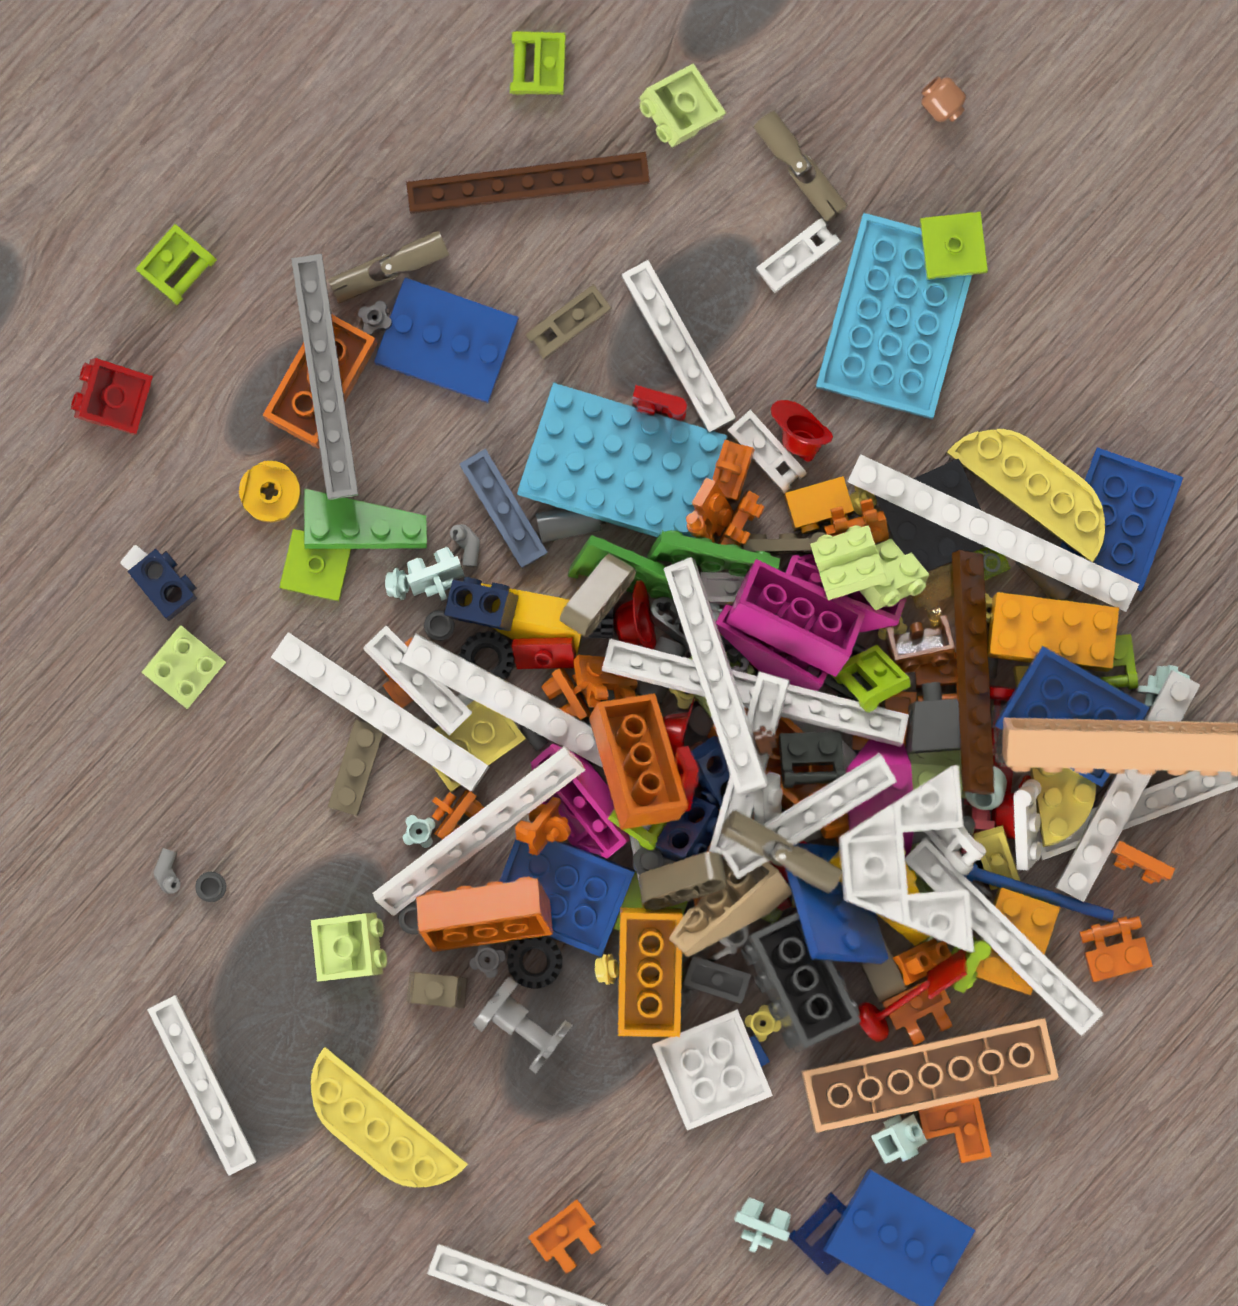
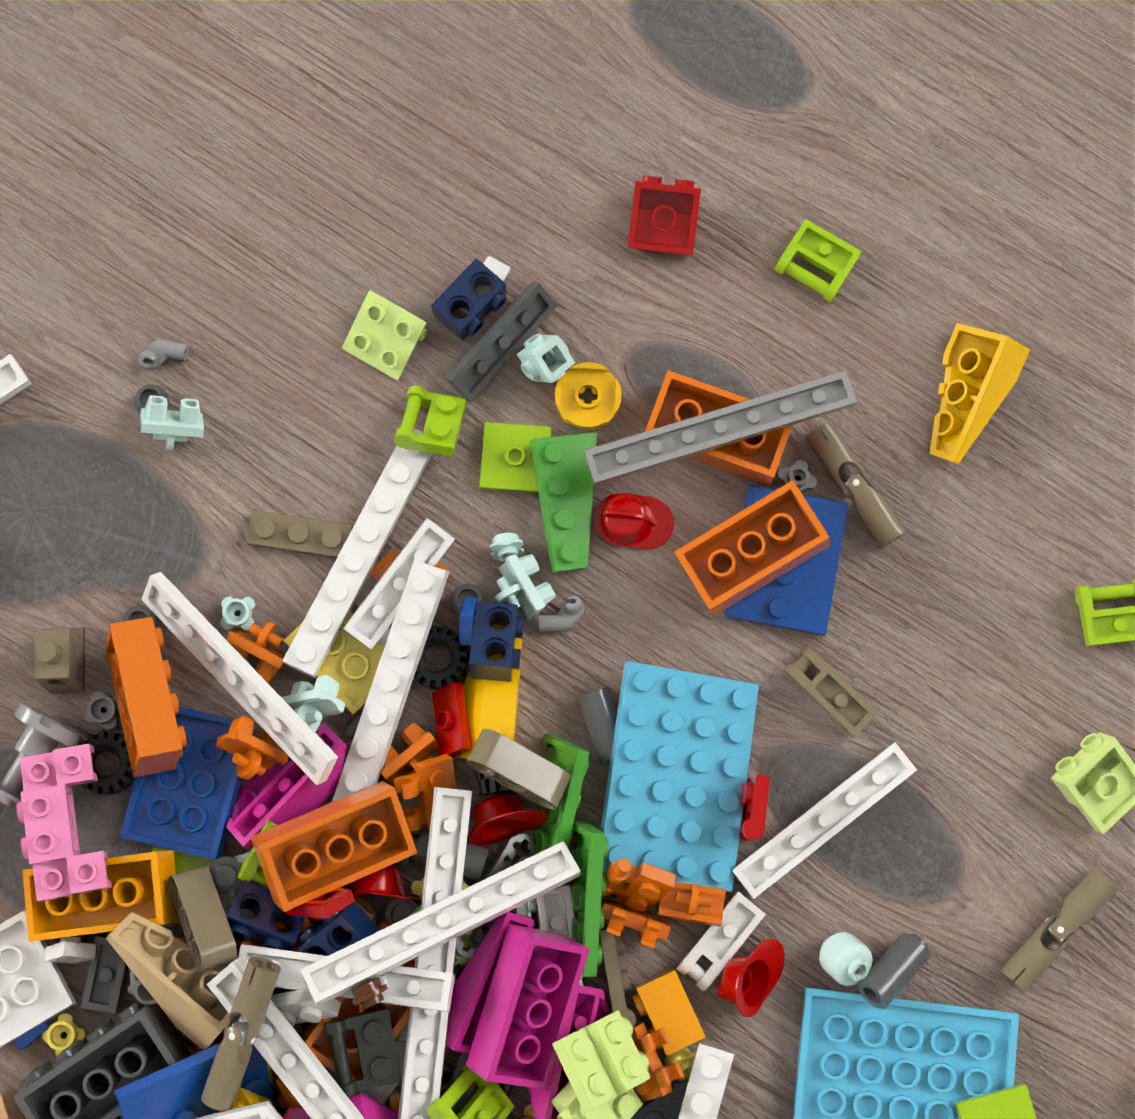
camera: 80 degrees right, 5 degrees down
(206, 561) = (501, 341): none -> dark grey plate
(231, 523) = (545, 358): none -> light aqua brick
(238, 867) = (172, 425): none -> light aqua hips
(276, 625) = (441, 425): none -> lime plate
(311, 143) = (976, 381): none -> yellow wedge
(348, 946) = (99, 555): yellowish green plate -> none
(389, 469) = (633, 521): none -> red piece
(435, 367) = (753, 548): none -> orange brick
(459, 625) = (466, 620): none -> blue tile
(503, 508) = (608, 650): sand blue plate -> none
(512, 766) = (315, 701): none -> light aqua hips
(527, 182) = (979, 624): reddish brown plate -> none
(584, 1001) = (52, 827): none -> bright pink bracket
(606, 969) = (105, 841): light yellow plate -> none
(693, 1006) = (70, 951): none -> white plate
(796, 348) = (845, 958): none -> light aqua head
(797, 255) = (953, 942): white plate -> none
(812, 310) = (894, 970): none -> dark grey brick

